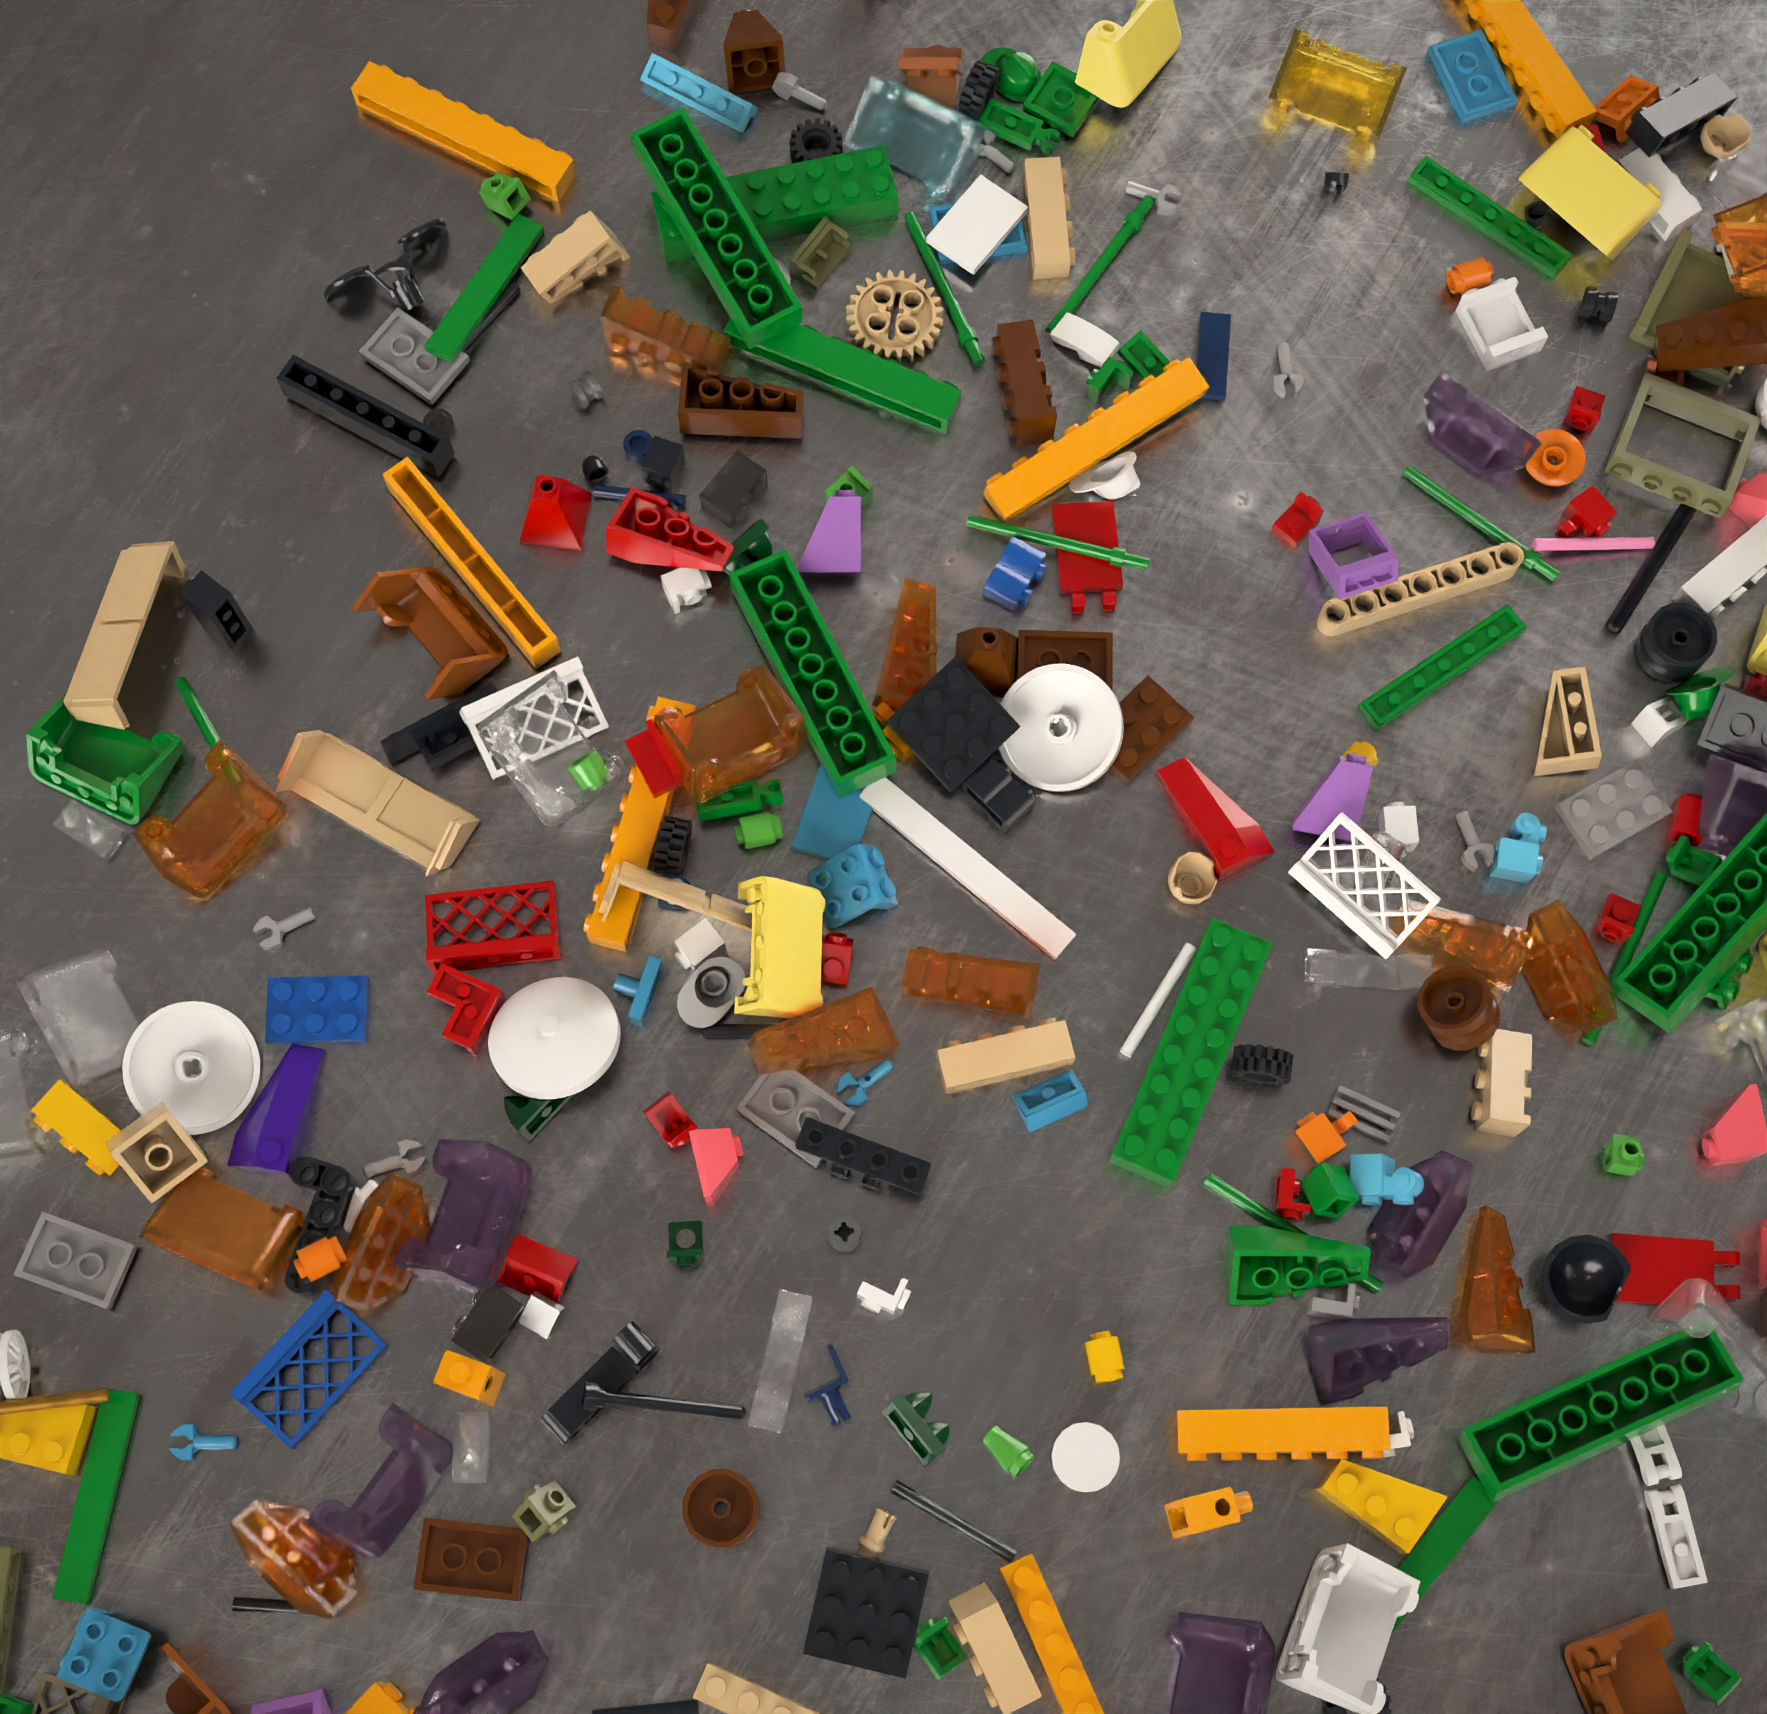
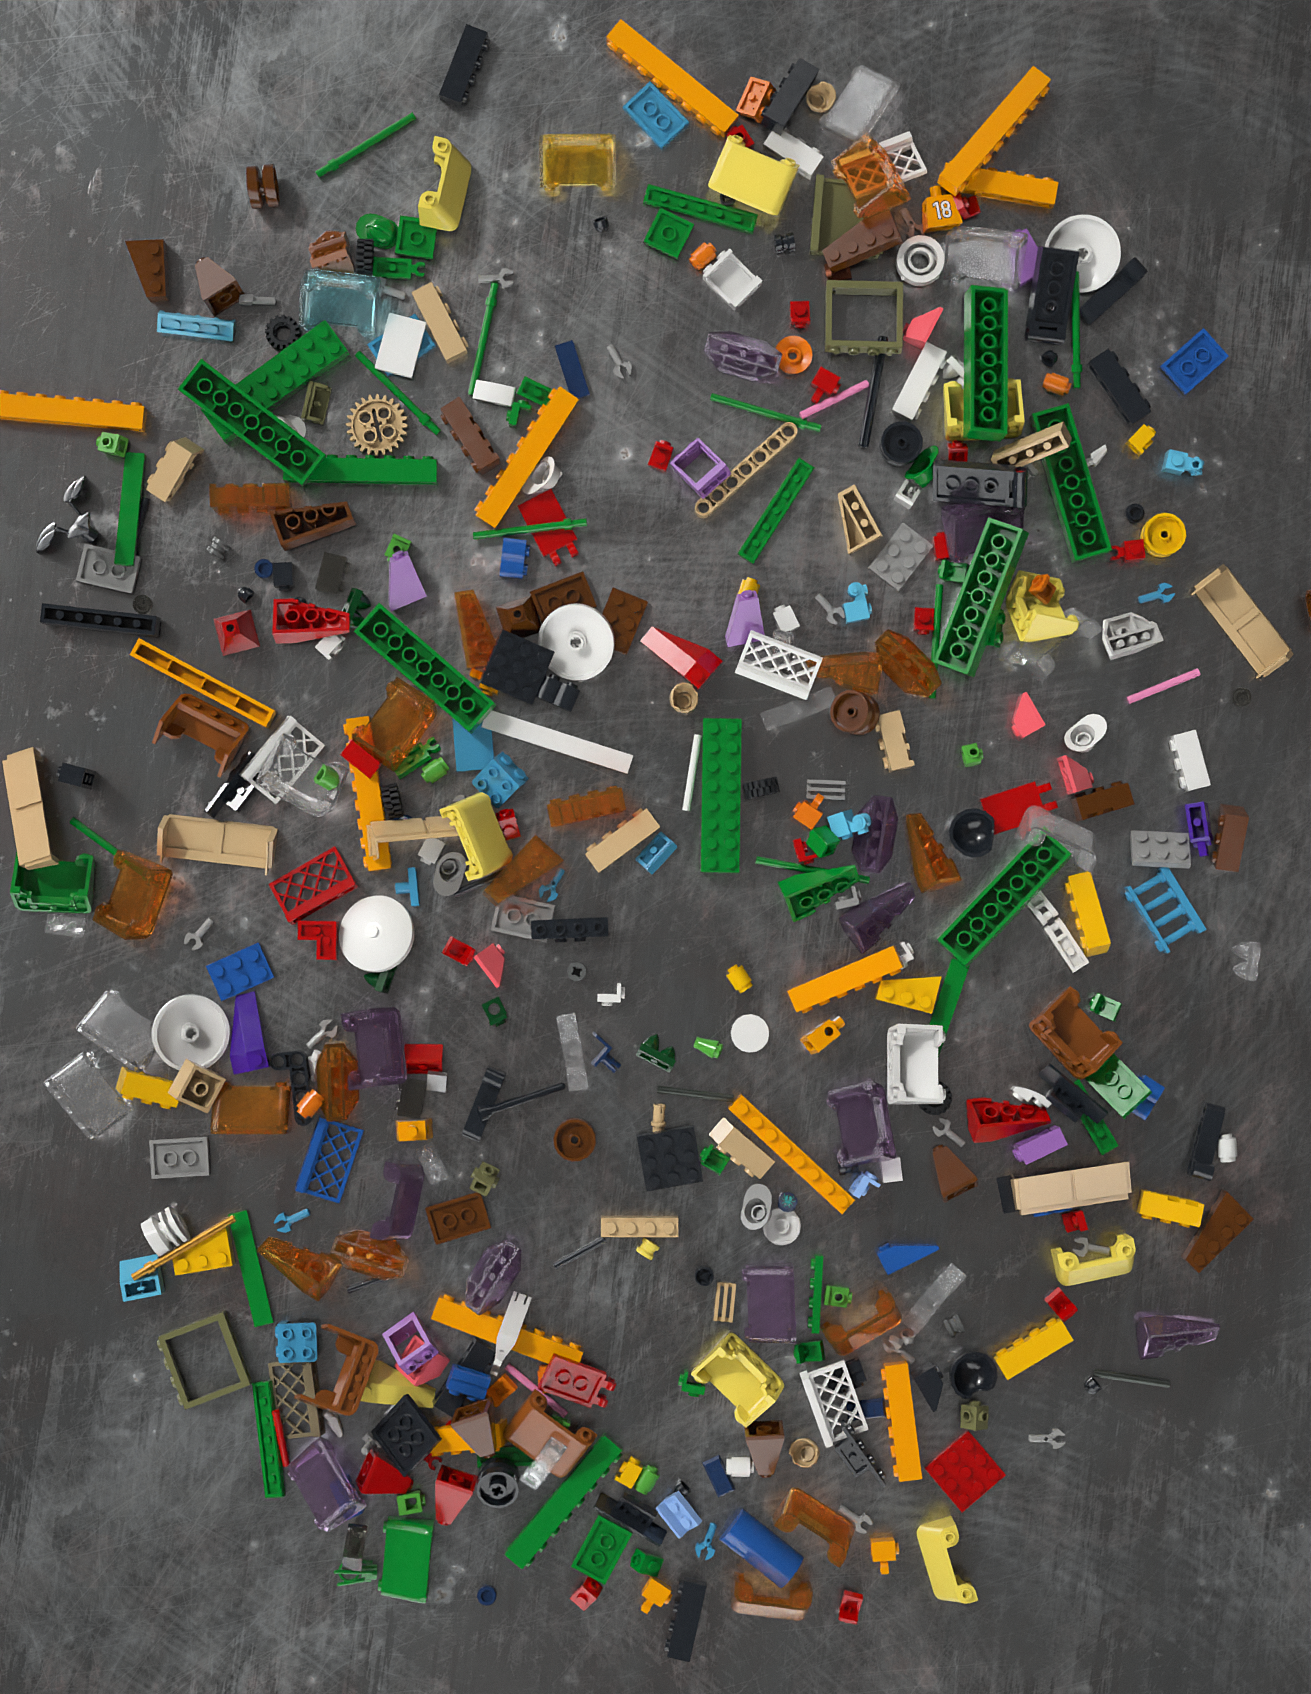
camera: 30 degrees left, 15 degrees up
(181, 1535) = (305, 1269): none -> clear orange wedge
(621, 492) = (268, 602): dark blue bar -> none
(1430, 229) = (668, 233): none -> green plate
(1733, 1500) = (1088, 914): none -> yellow wedge

